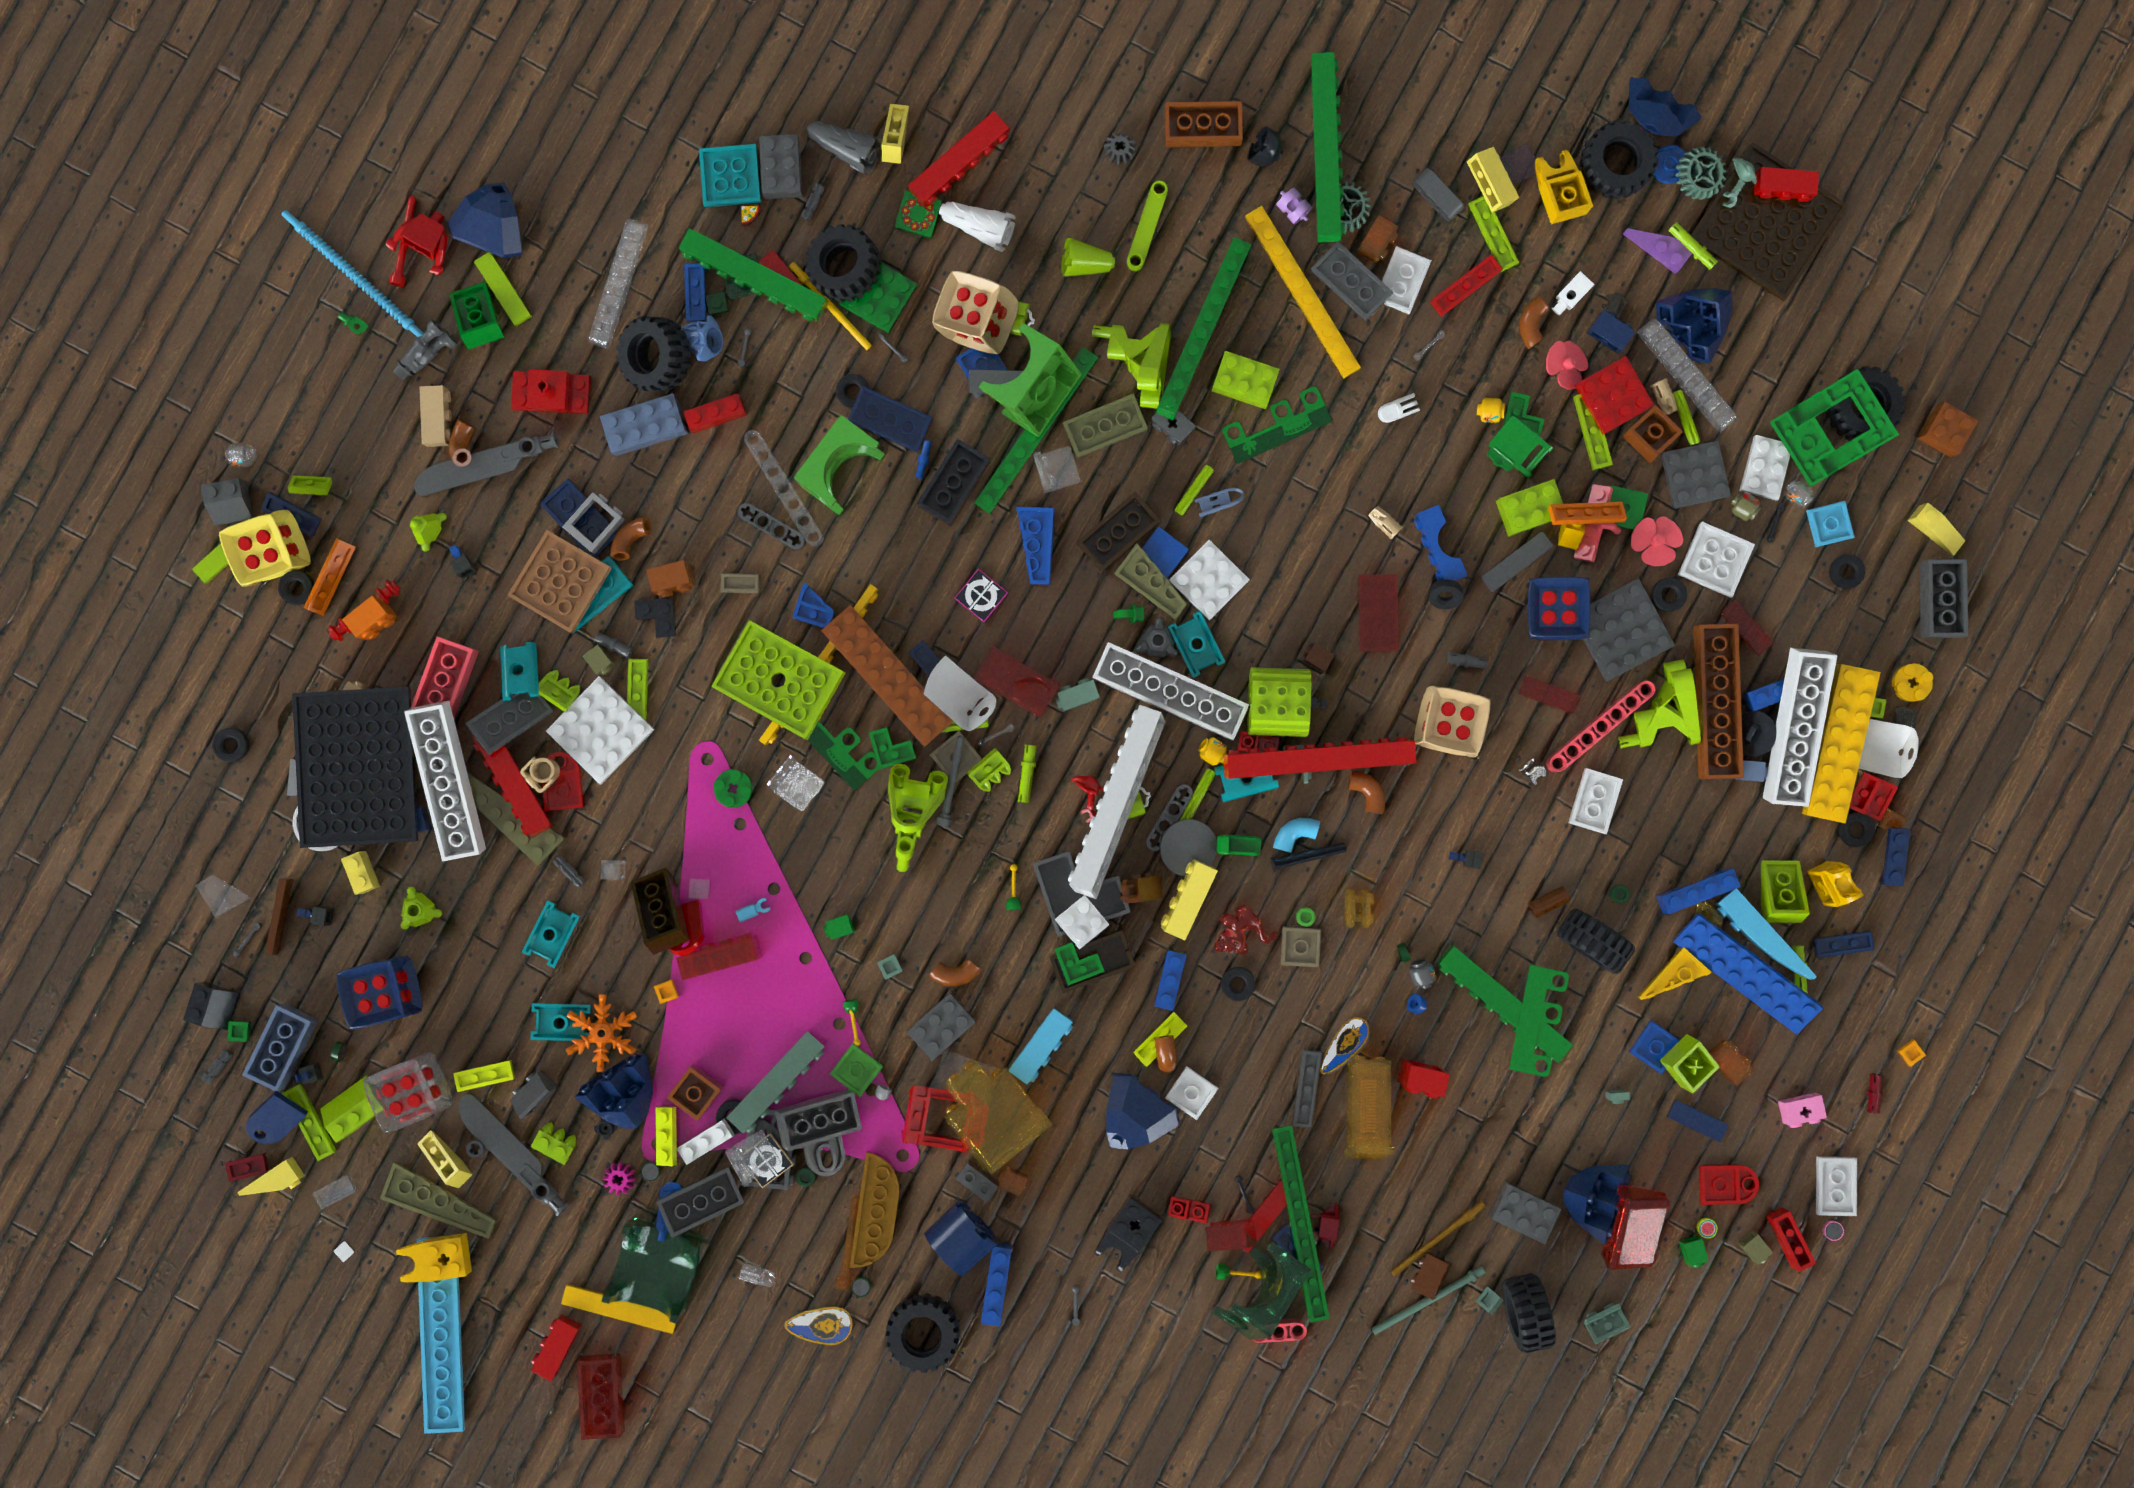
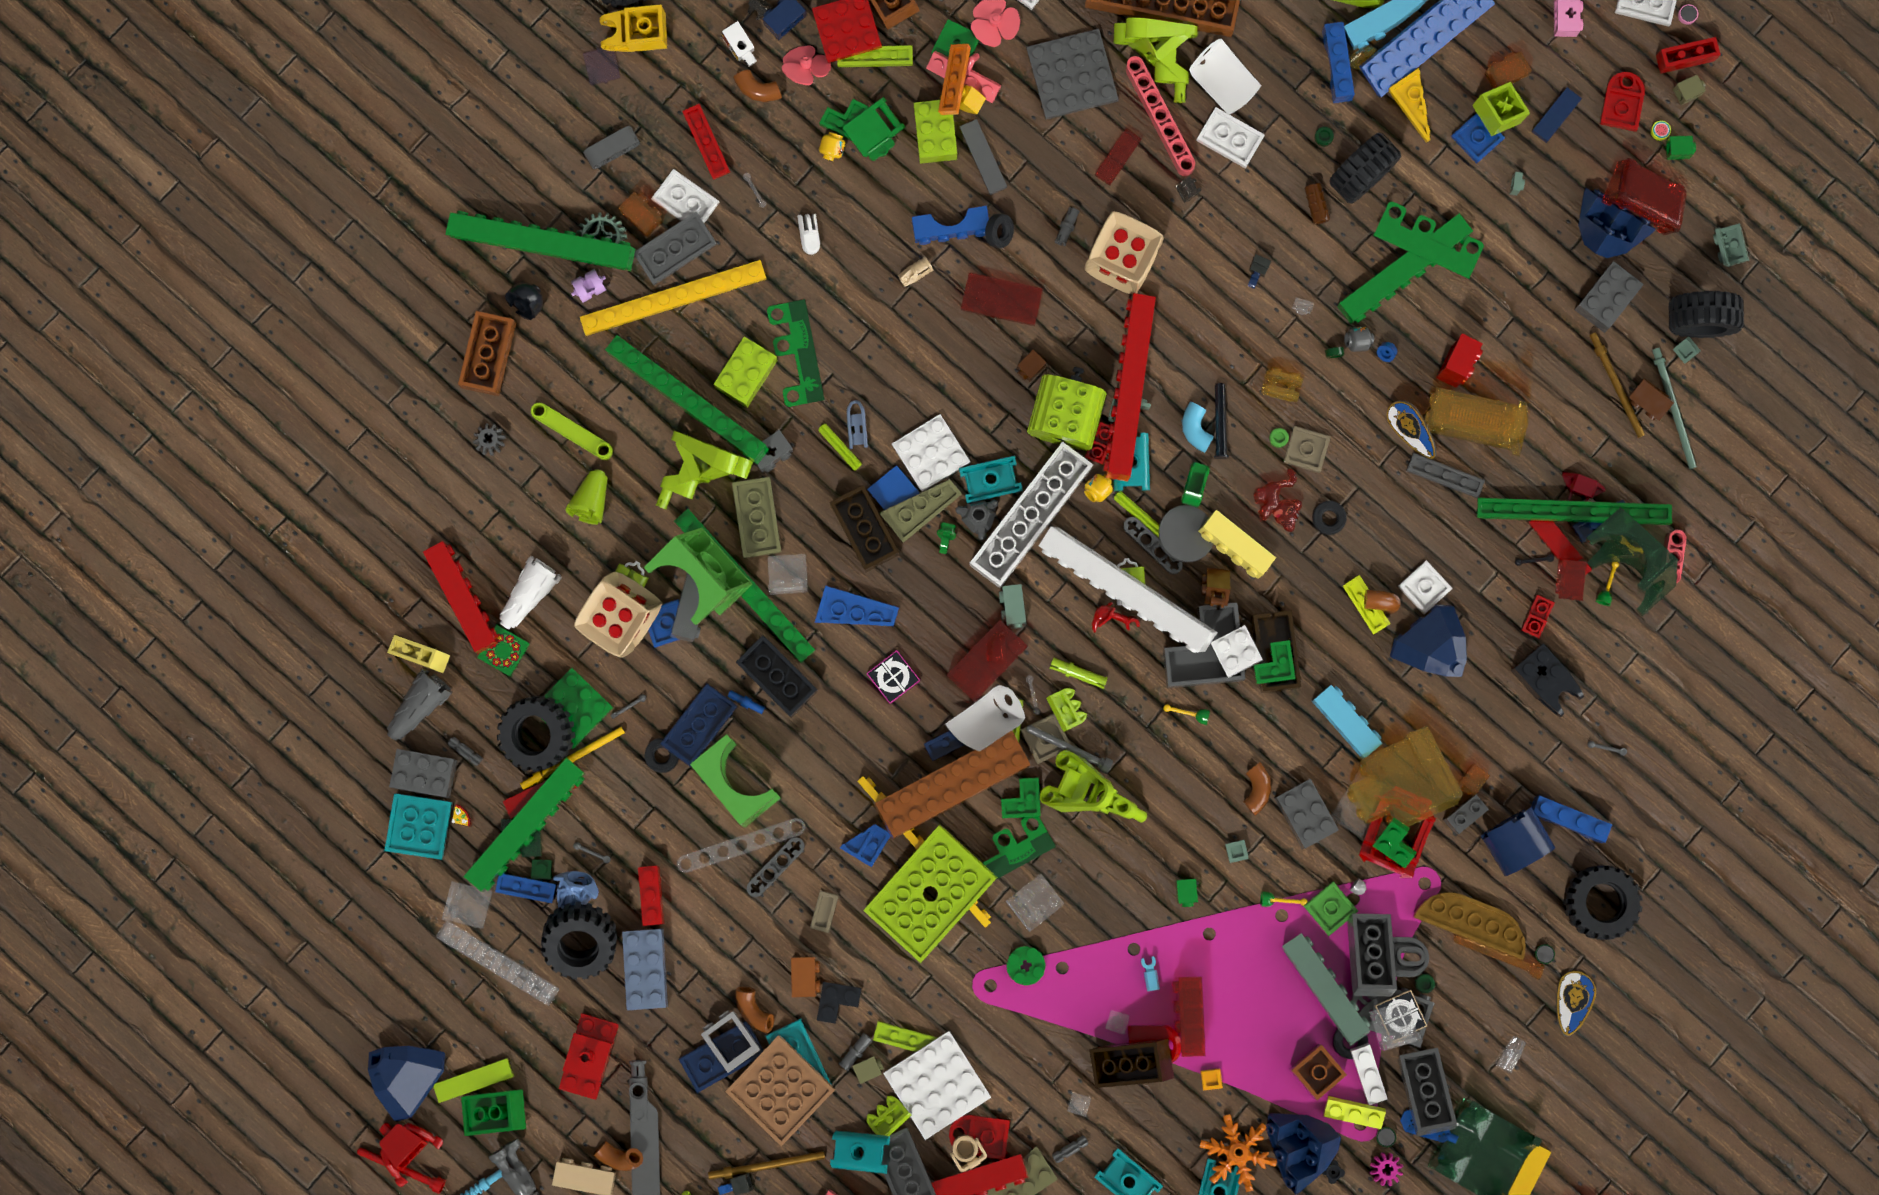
camera: 75 degrees left, 5 degrees down
(472, 551) = (729, 1172): none -> pearl gold bar
(664, 239) = (467, 905): none -> clear bracket
(930, 1114) = (1391, 843): none -> green plate
(1170, 980) = (1311, 582): blue plate -> none
(1370, 788) = (1171, 345): dark orange cylinder -> none
(1442, 910) = (1302, 306): none -> clear plate
(1492, 179) = (610, 92): light yellow brick -> none
(1493, 234) = (661, 104): lime tile -> none
(1559, 608) = (1039, 126): dark blue piece -> none
(1655, 781) = (1224, 77): none -> white piece
(1681, 594) = (1049, 34): black tyre -> none

